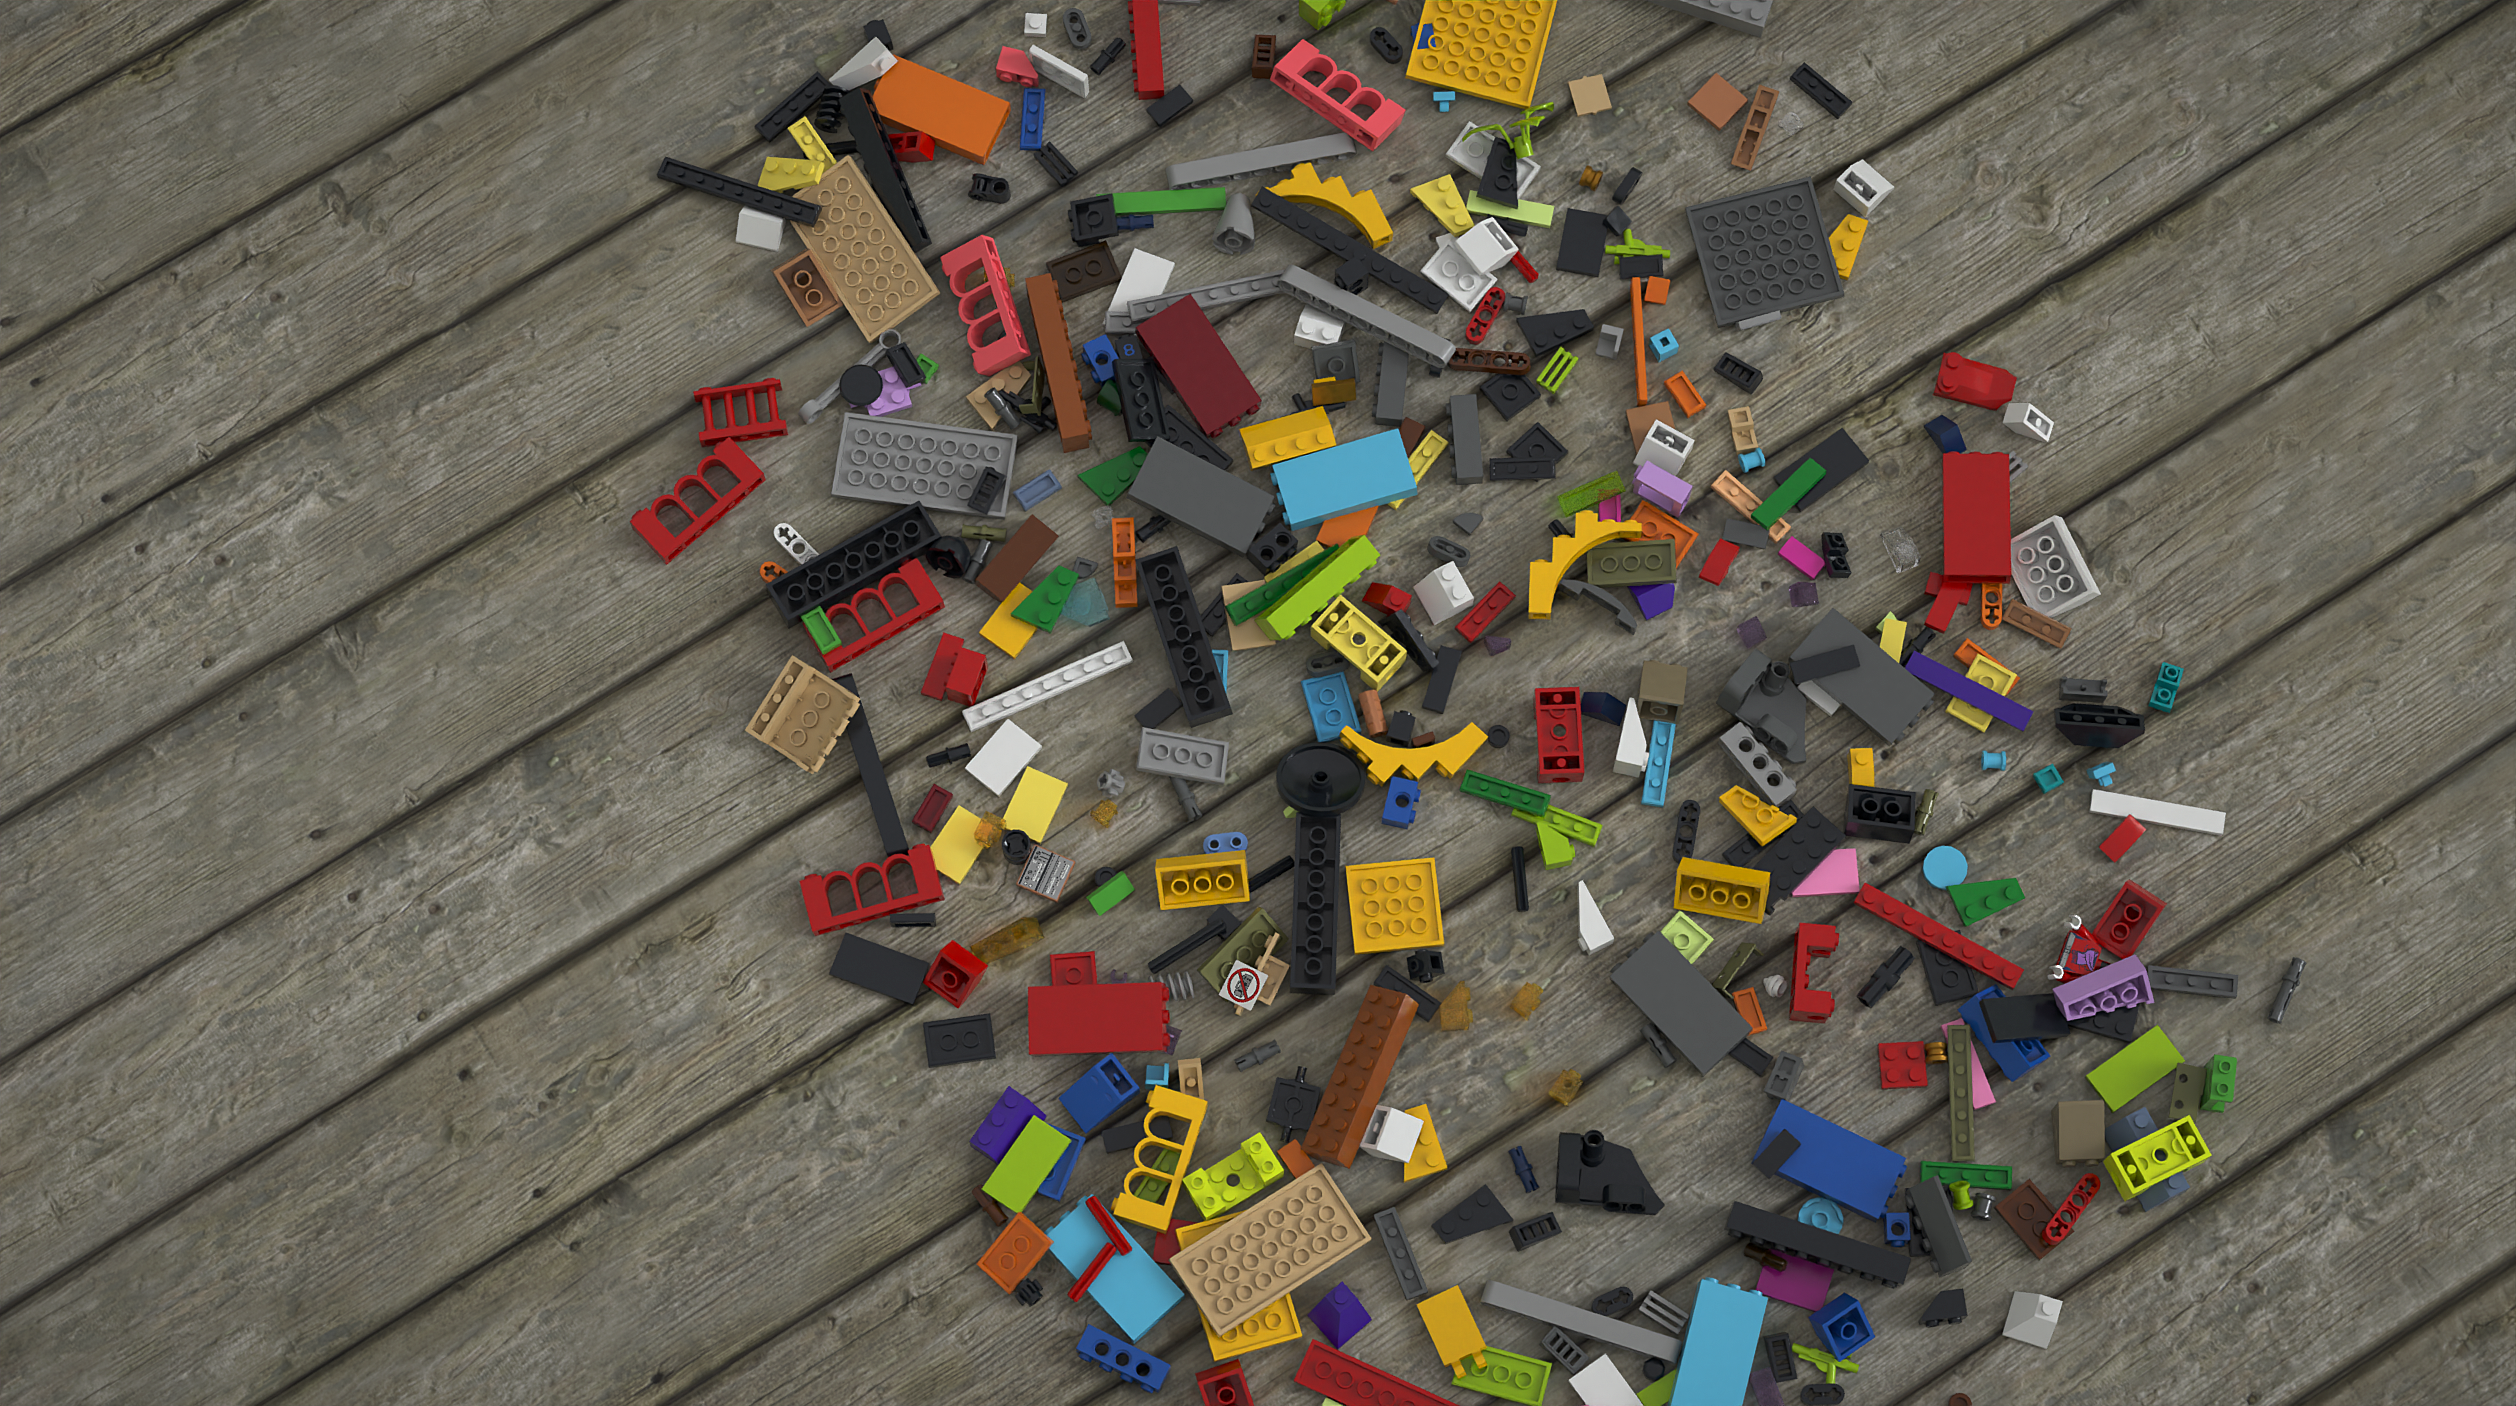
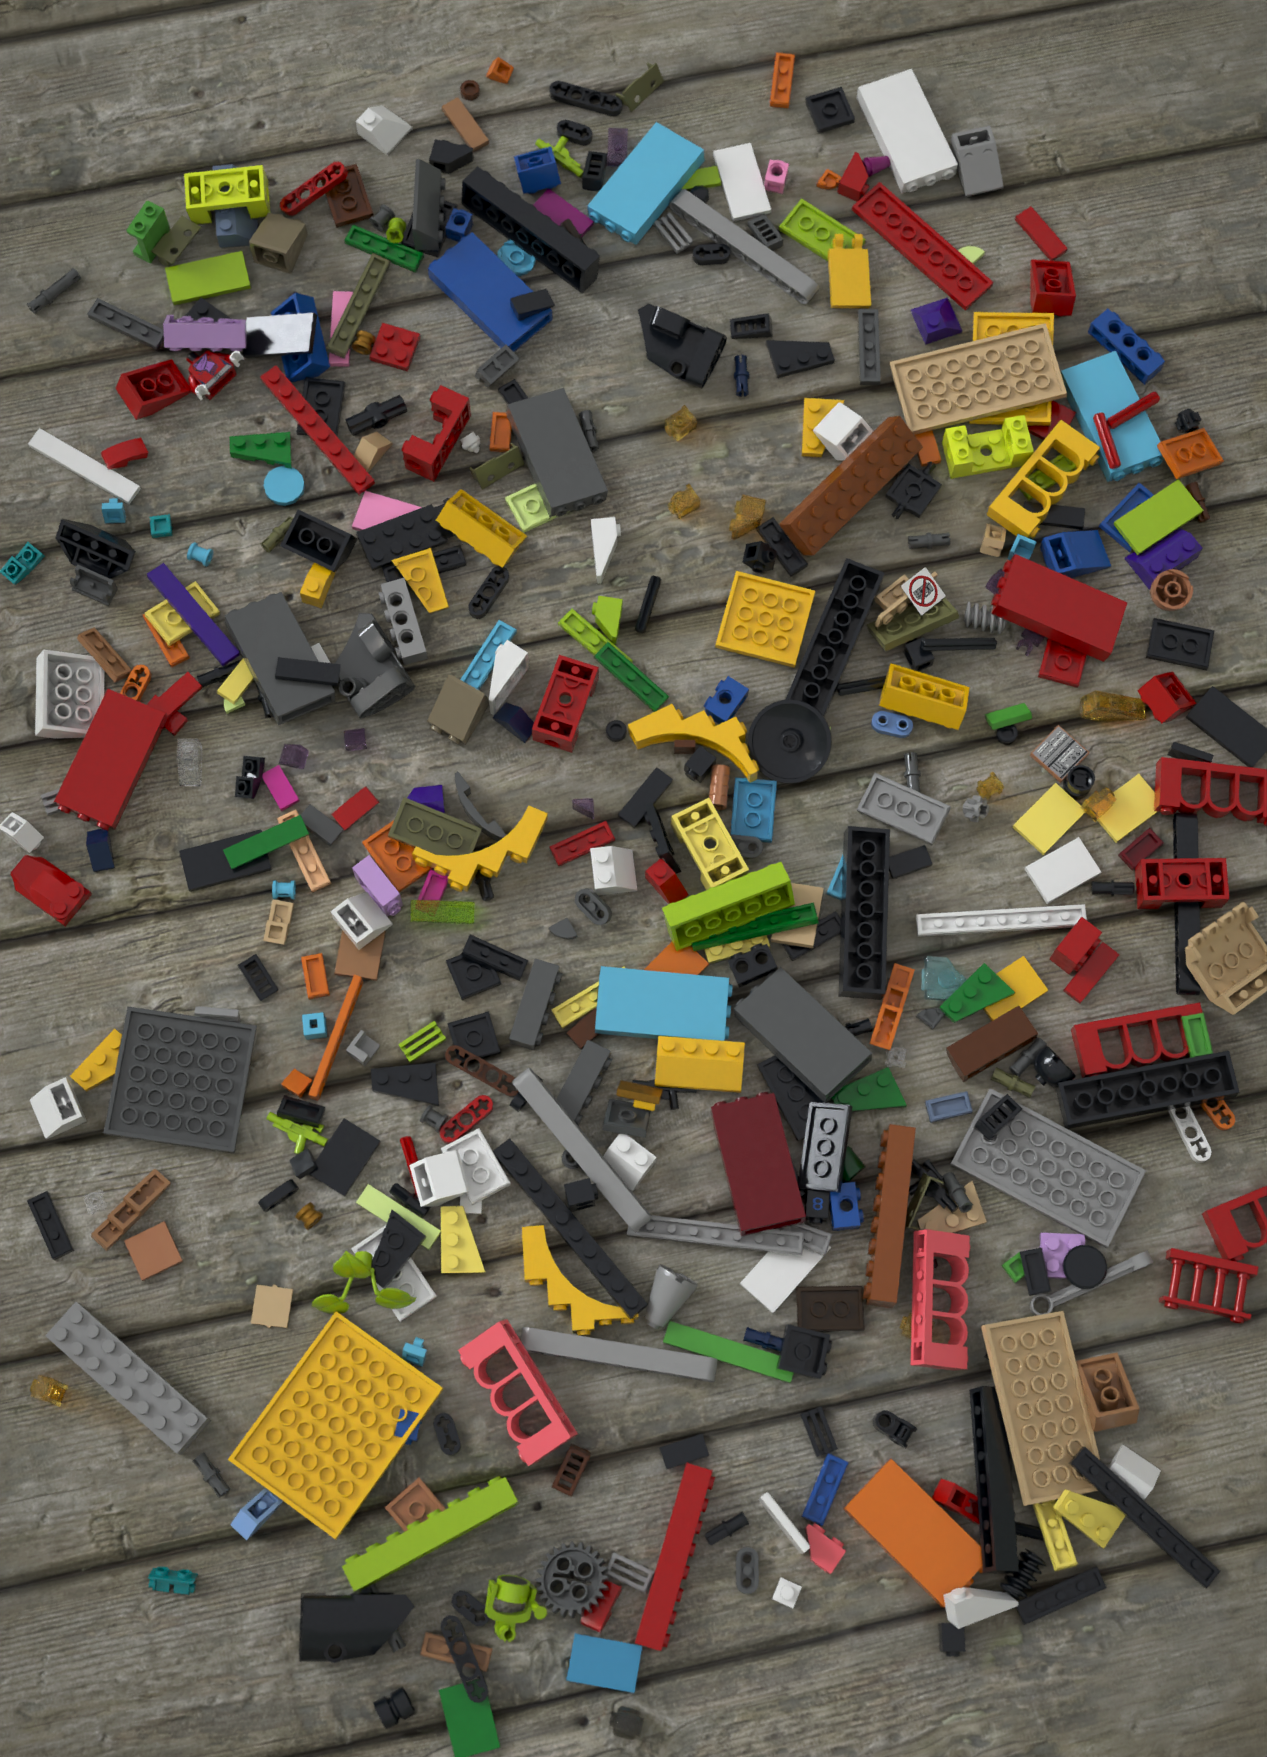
camera: 160 degrees left, 0 degrees up
(904, 770) = (1159, 882): none -> red plate
(987, 1082) = (1171, 590): none -> nougat cylinder
(1872, 939) = (371, 450): none -> tan slope
(1945, 1358) = (465, 124): none -> medium nougat tile

